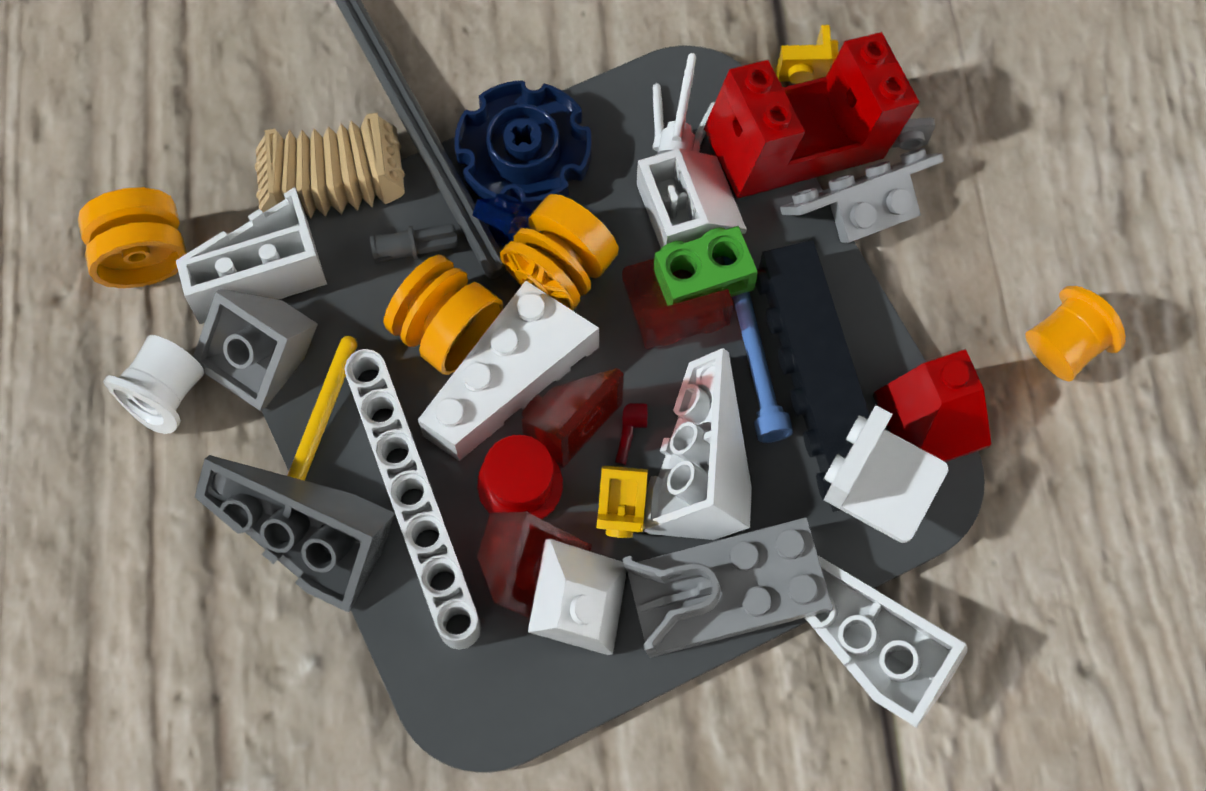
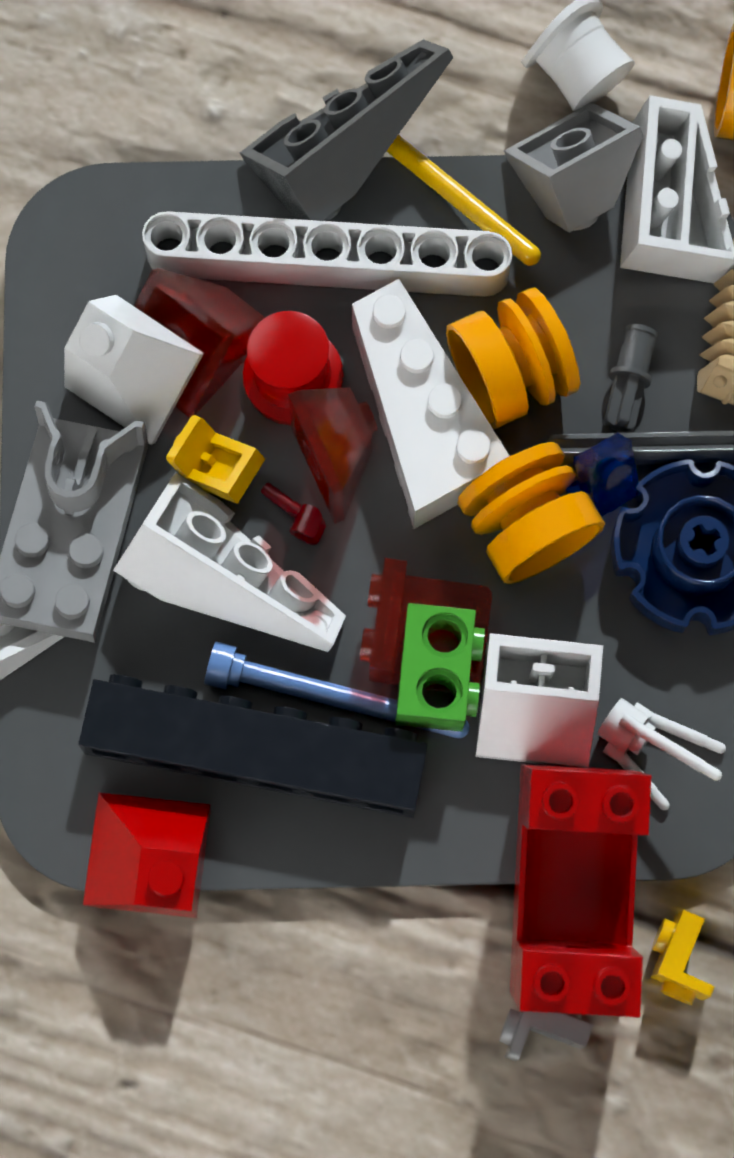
camera: 115 degrees right, 5 degrees up
(871, 201) = (452, 926): light grey bracket -> none
(884, 478) = (83, 728): white bracket -> none
(1076, 333) = (160, 1074): light orange piece -> none

